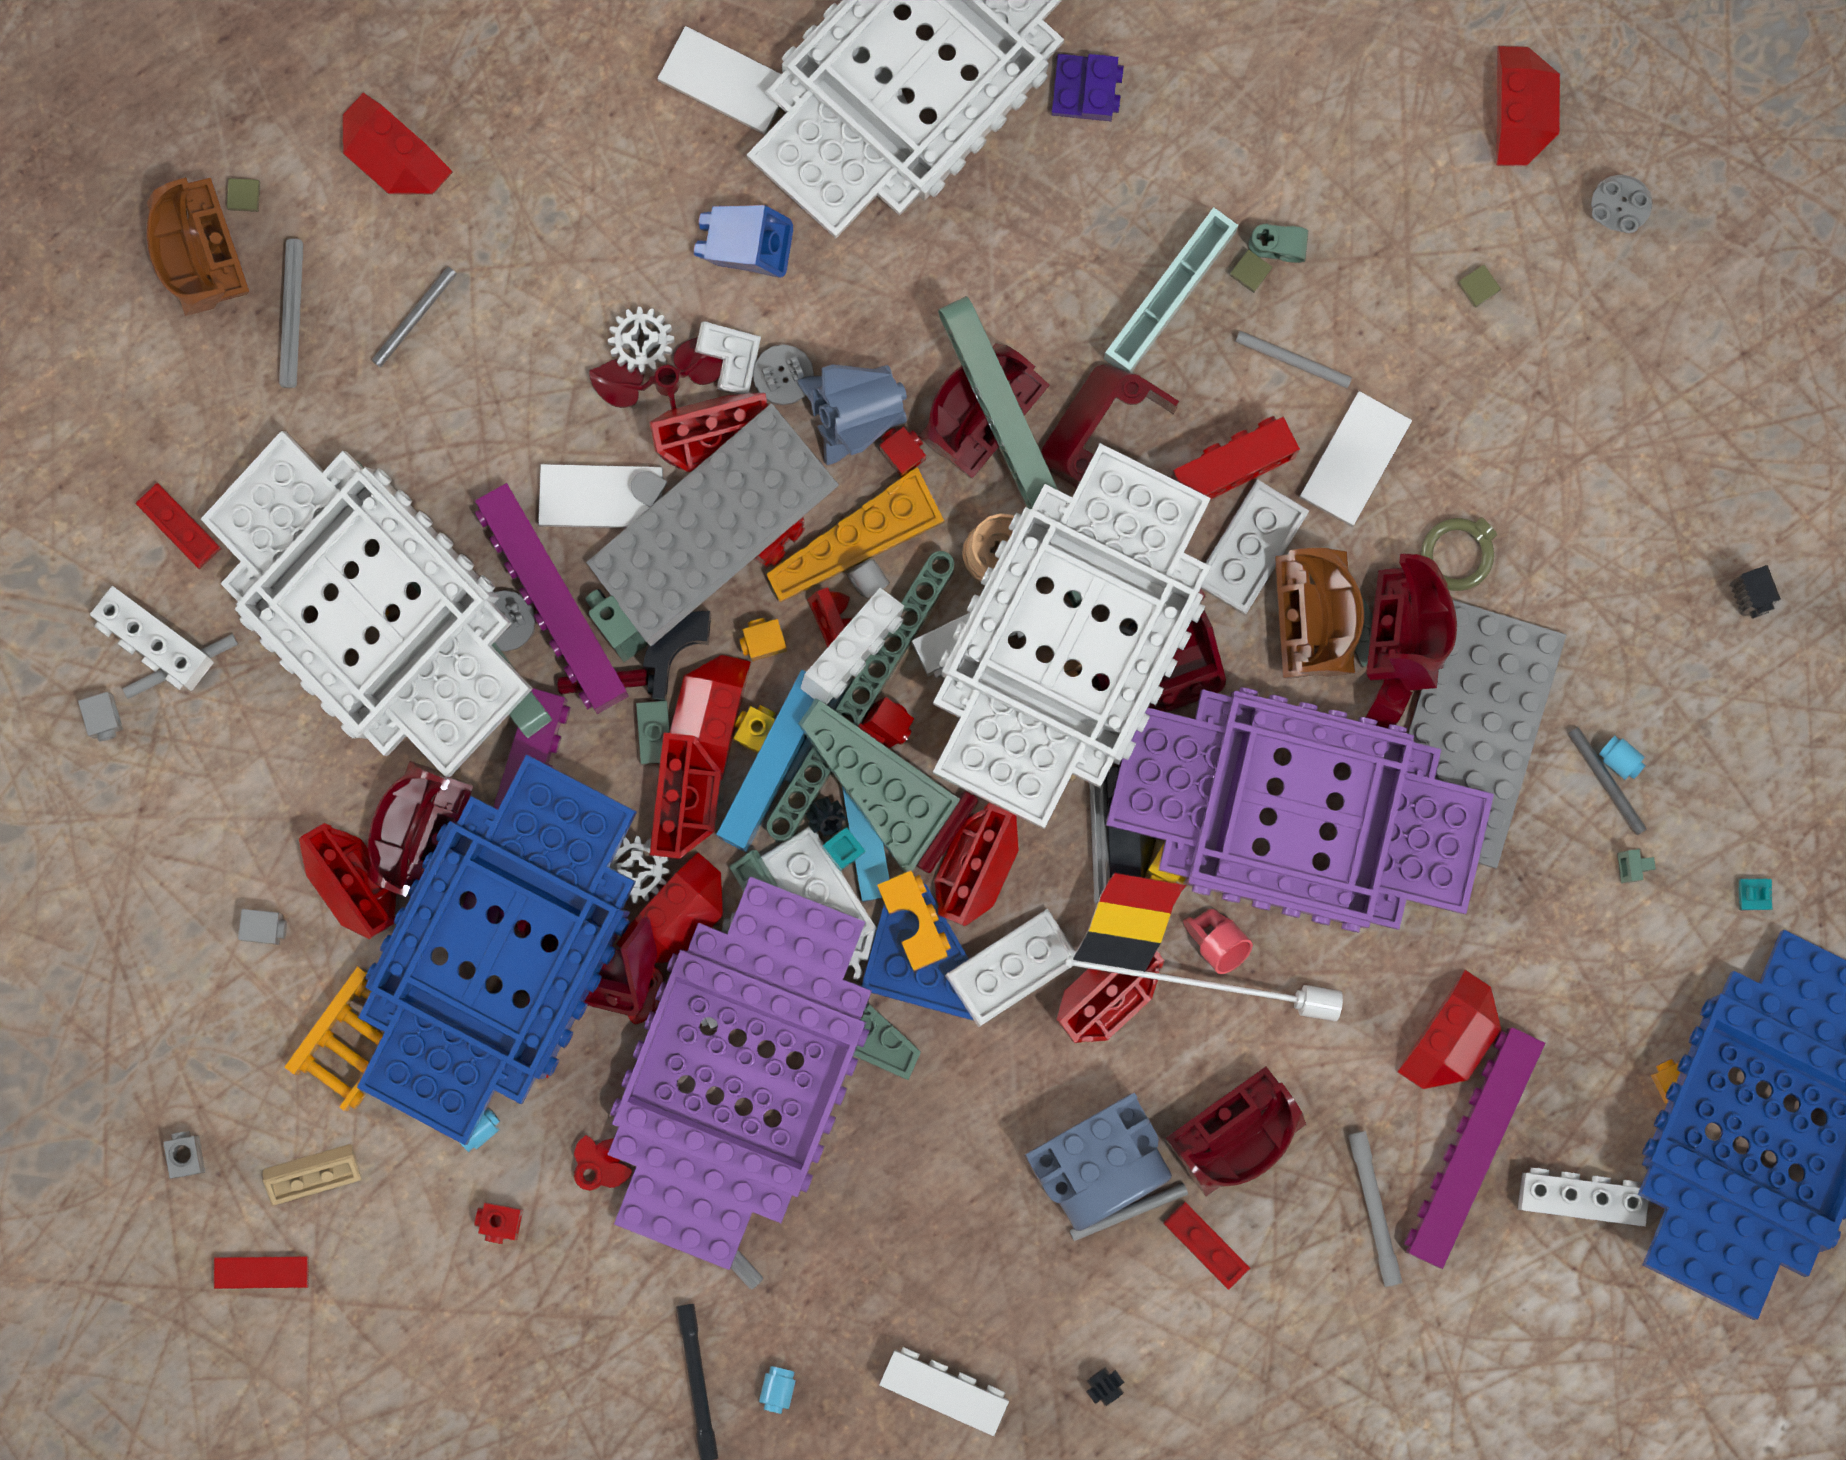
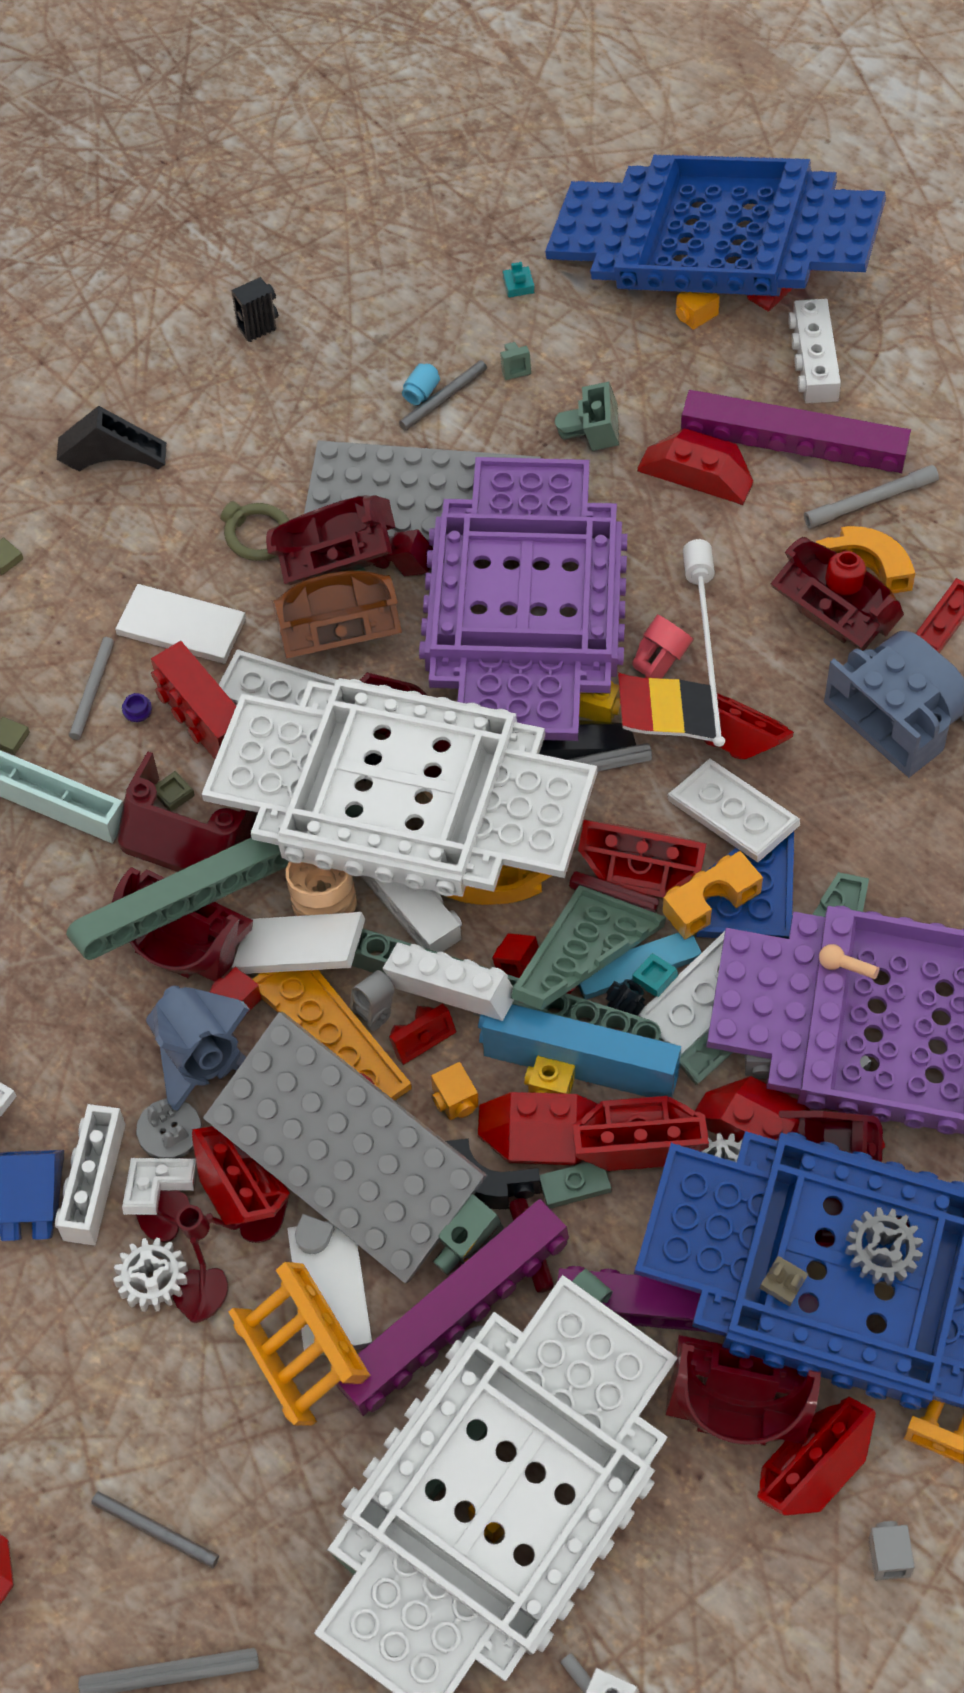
camera: 100 degrees left, 25 degrees down
(484, 880) = (783, 1281): none -> dark tan tile
(499, 985) = (891, 1258): none -> light grey gear
(548, 479) = (328, 1338): none -> light orange fence
(744, 297) = (90, 1174): none -> white brick
(804, 1011) = (833, 957): none -> light nougat bar
(941, 519) = (300, 943): none -> white tile
(1152, 425) = (173, 791): none -> olive tile
(1256, 1144) = (845, 573): none -> red head
(1257, 401) = (136, 707): none -> dark purple plate
(1299, 1193) = (879, 553): none -> light orange arch
(1530, 934) = (594, 418): none -> sand green brick
(1595, 413) = (108, 437): none -> black arch

